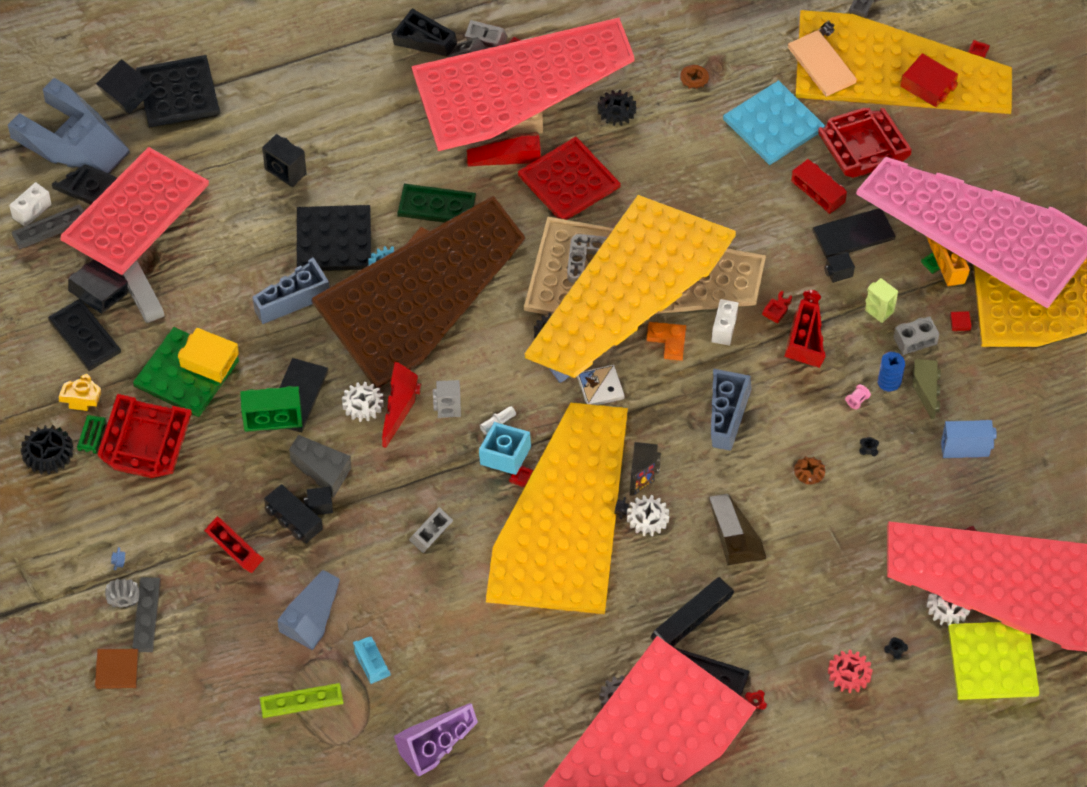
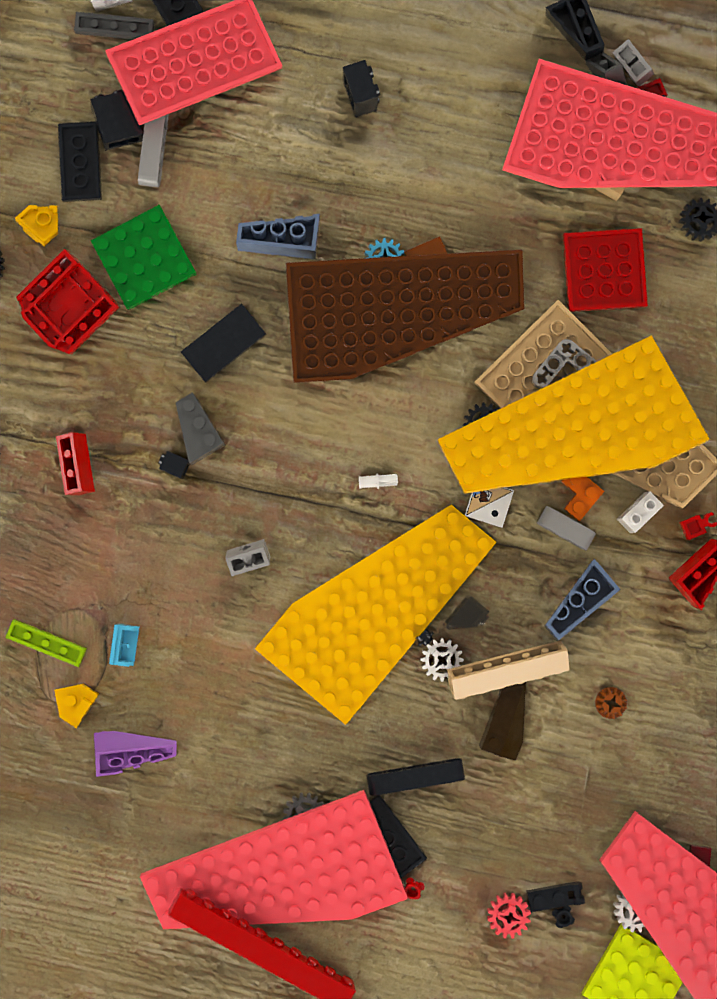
camera: 30 degrees right, 30 degrees up
(88, 447) = (32, 275): green tile -> none
(208, 355) = (165, 258): yellow brick -> none
(271, 408) = (184, 351): green brick -> none
(293, 514) = (144, 463): black brick -> none
(309, 611) = (98, 569): sand blue wedge -> none
(334, 236) = (356, 197): black plate -> none
(359, 731) = (75, 702): none -> yellow plate
(362, 401) = (276, 376): white gear -> none
(403, 396) = (311, 404): red wedge -> none
(433, 203) = (469, 219): dark green tile -> none
(447, 399) = (344, 437): light grey brick -> none
(504, 448) = (362, 517): medium azure brick -> none
(514, 149) = (579, 205): red wedge -> none
(522, 476) = (363, 548): red tile -> none
(676, 366) = (566, 528): none -> light grey beam
(706, 487) = (508, 670): none -> tan brick
(857, 397) = (703, 661): bright pink bush -> none
(871, 442) = (678, 720): black plate -> none
(878, 637) = (555, 896): none -> black plate

